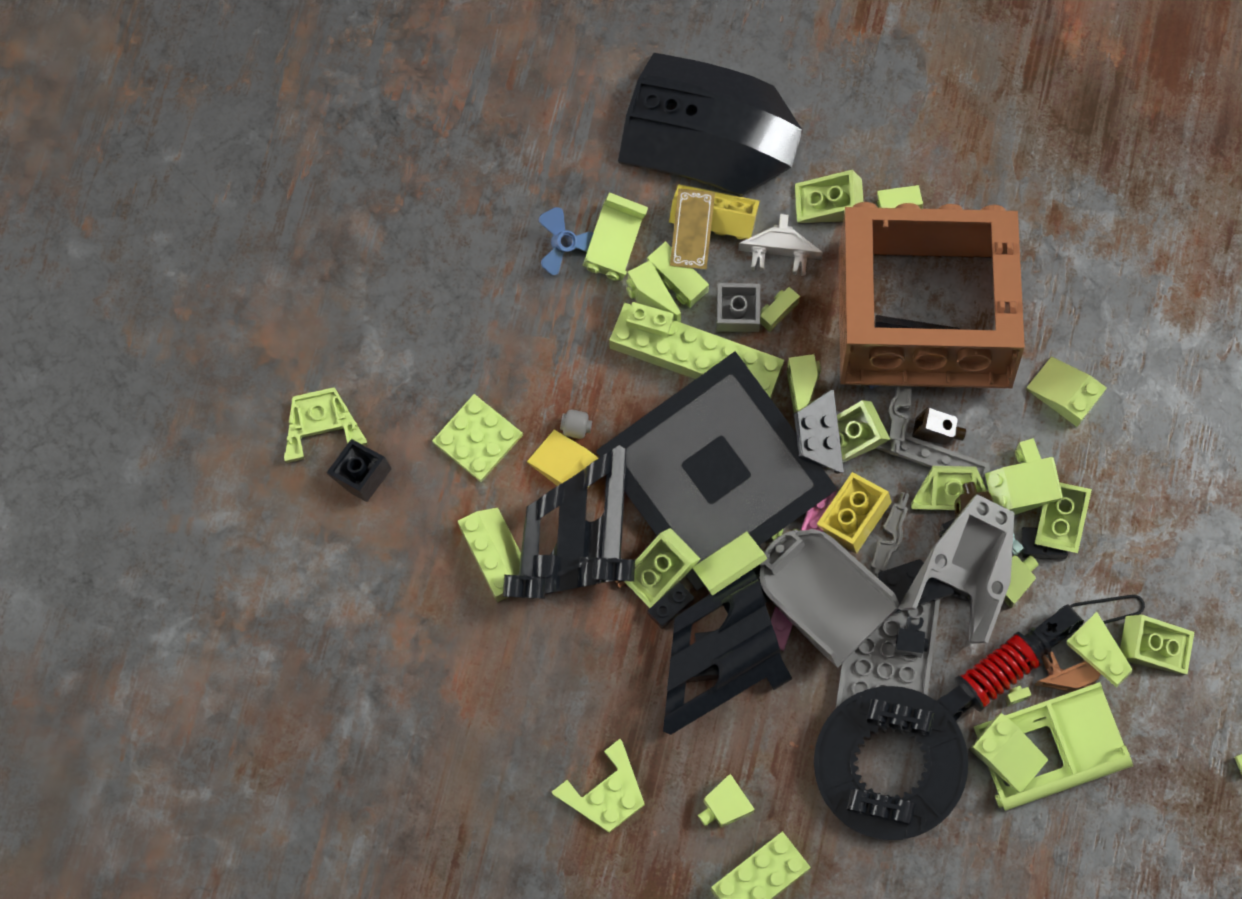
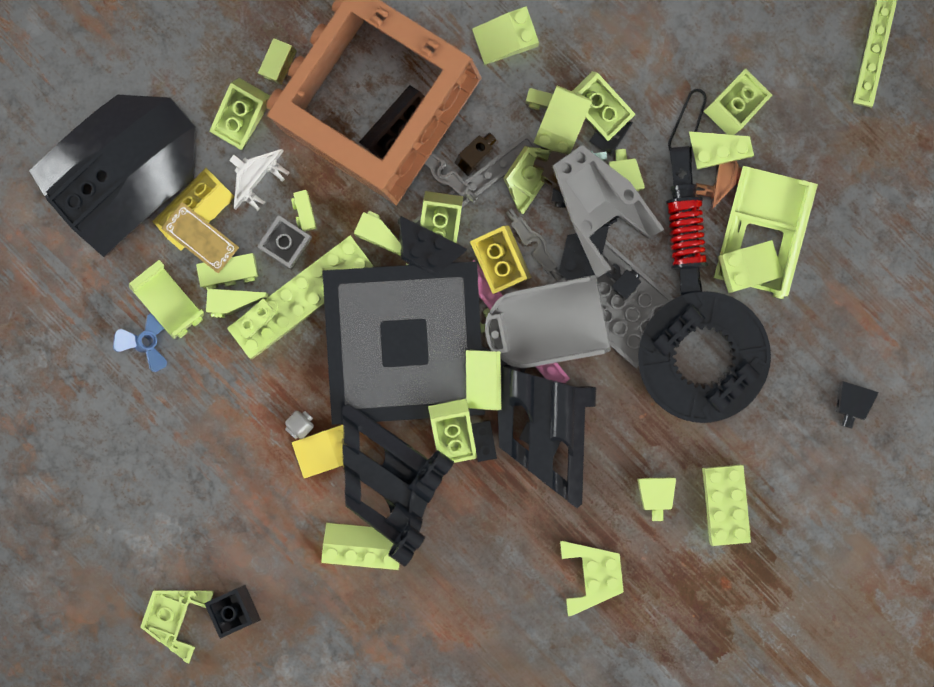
camera: 55 degrees left, 15 degrees up
(477, 438) = (261, 504): yellowish green plate -> none
(1017, 695) = (711, 230): yellowish green plate -> none

